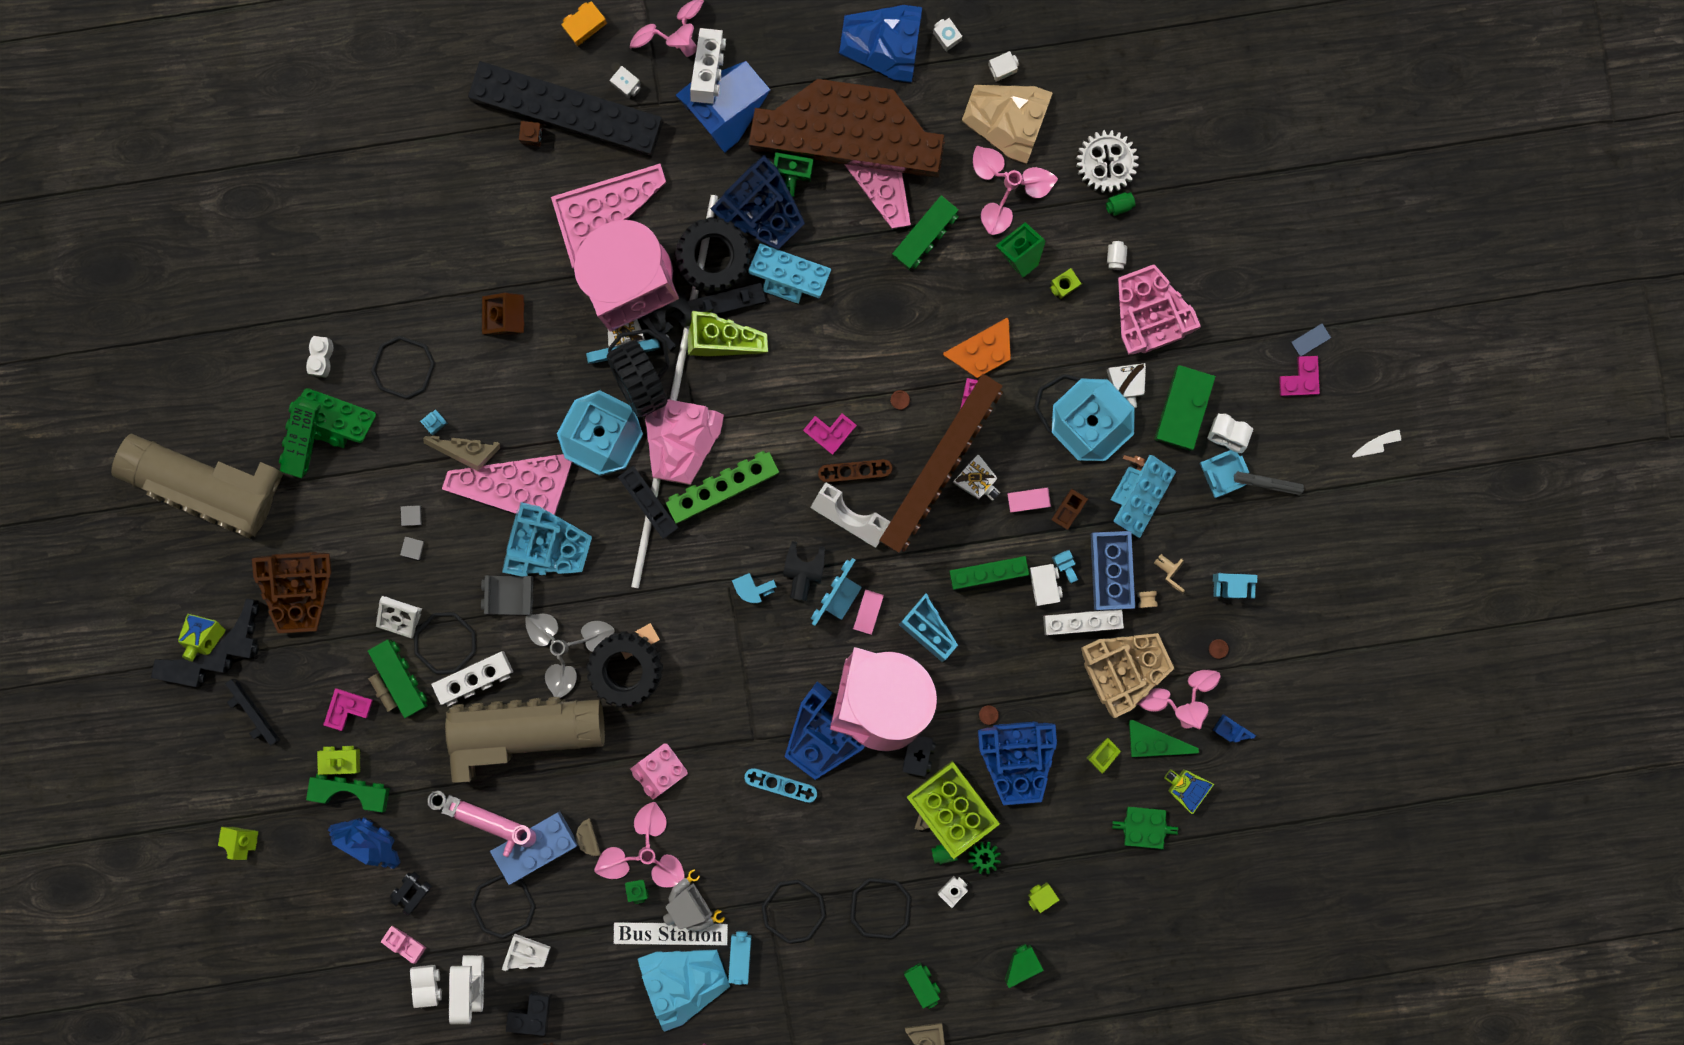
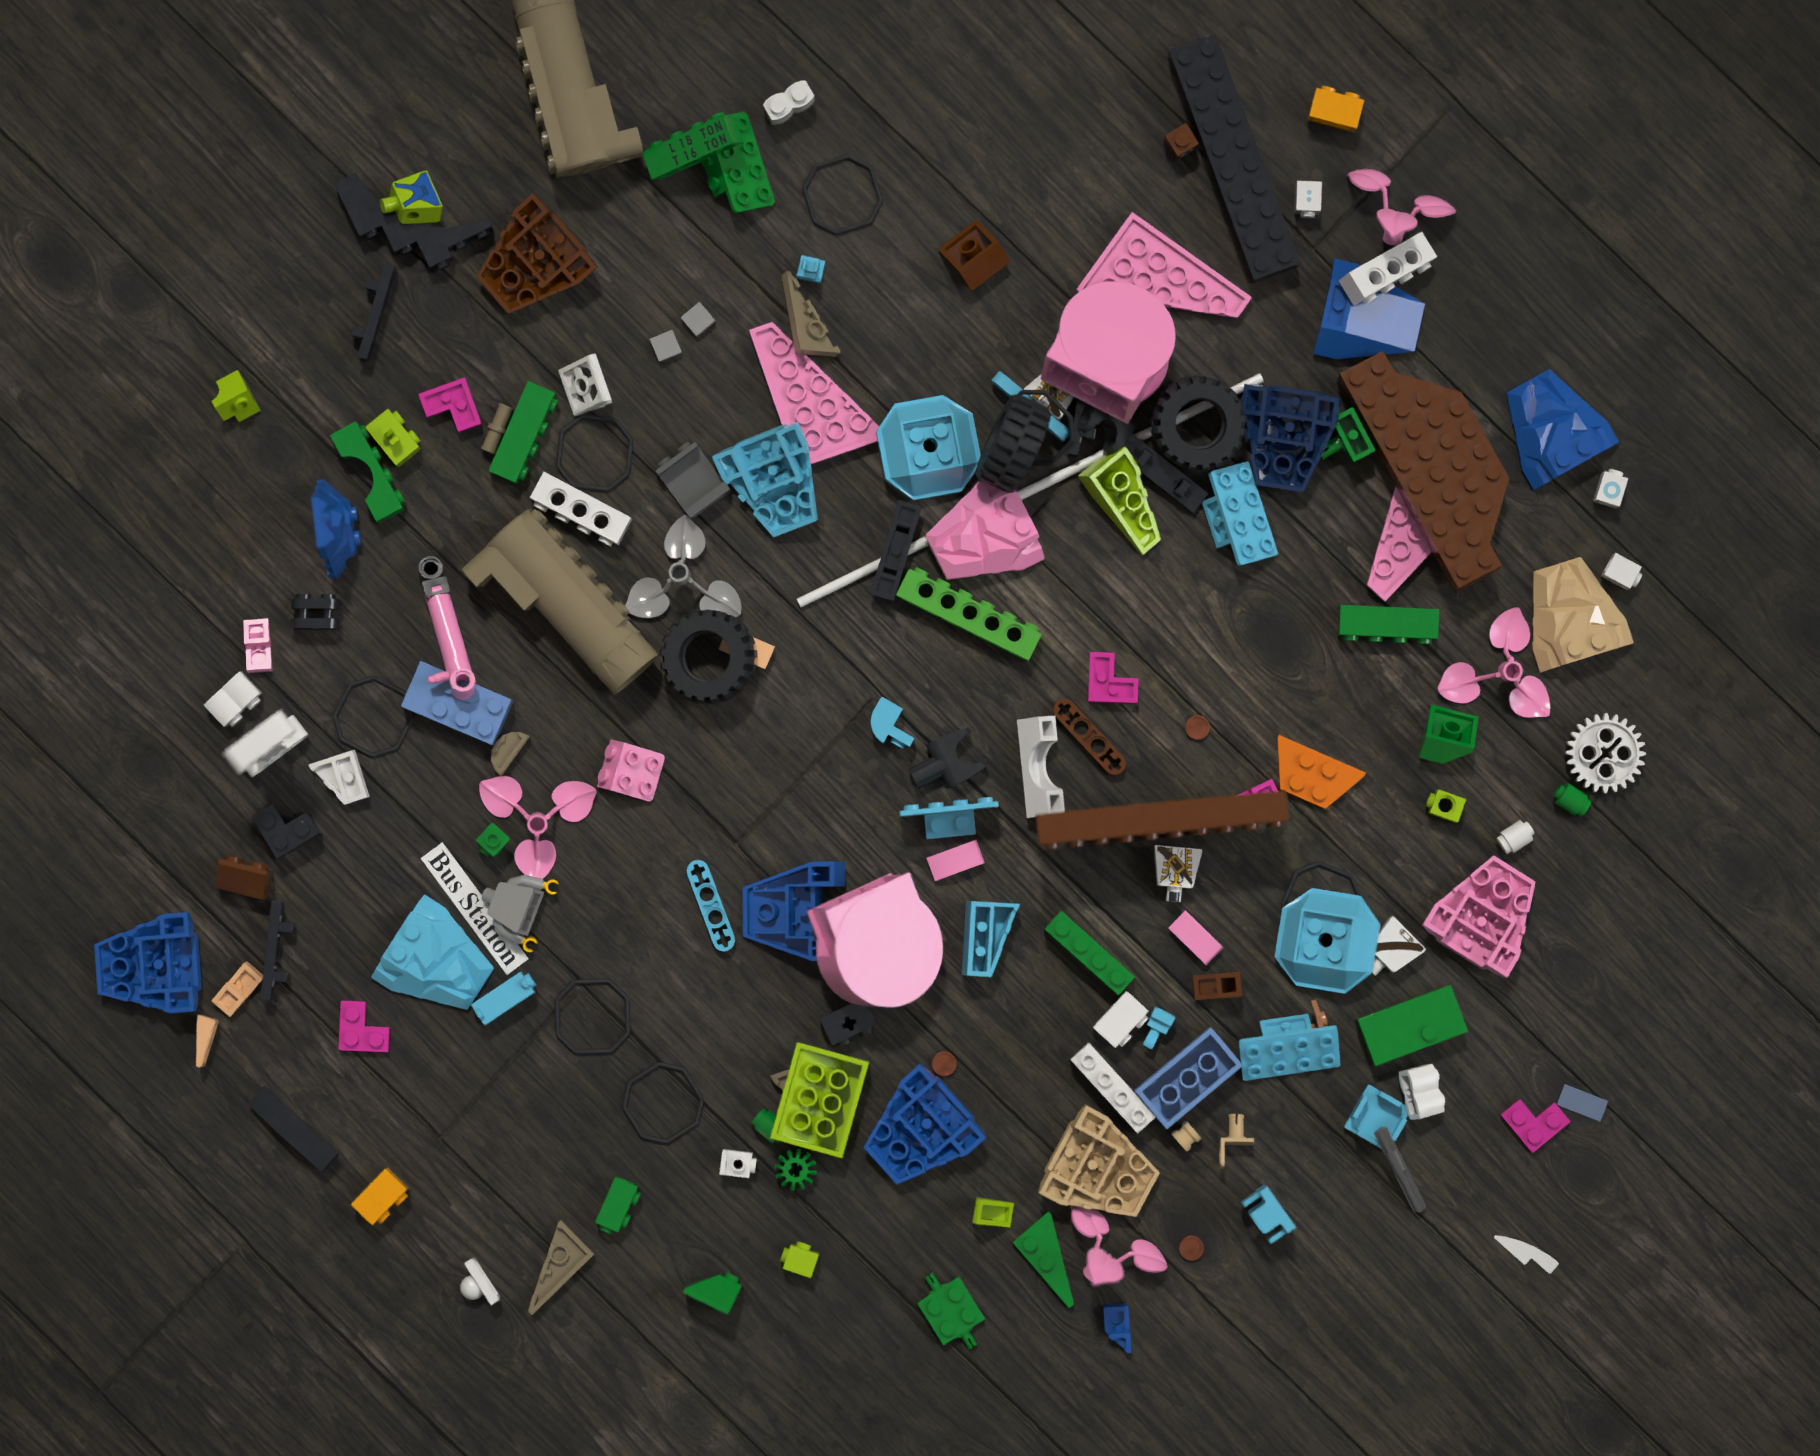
camera: 45 degrees right, 0 degrees up
(1188, 788) = (1024, 1324): torso -> none

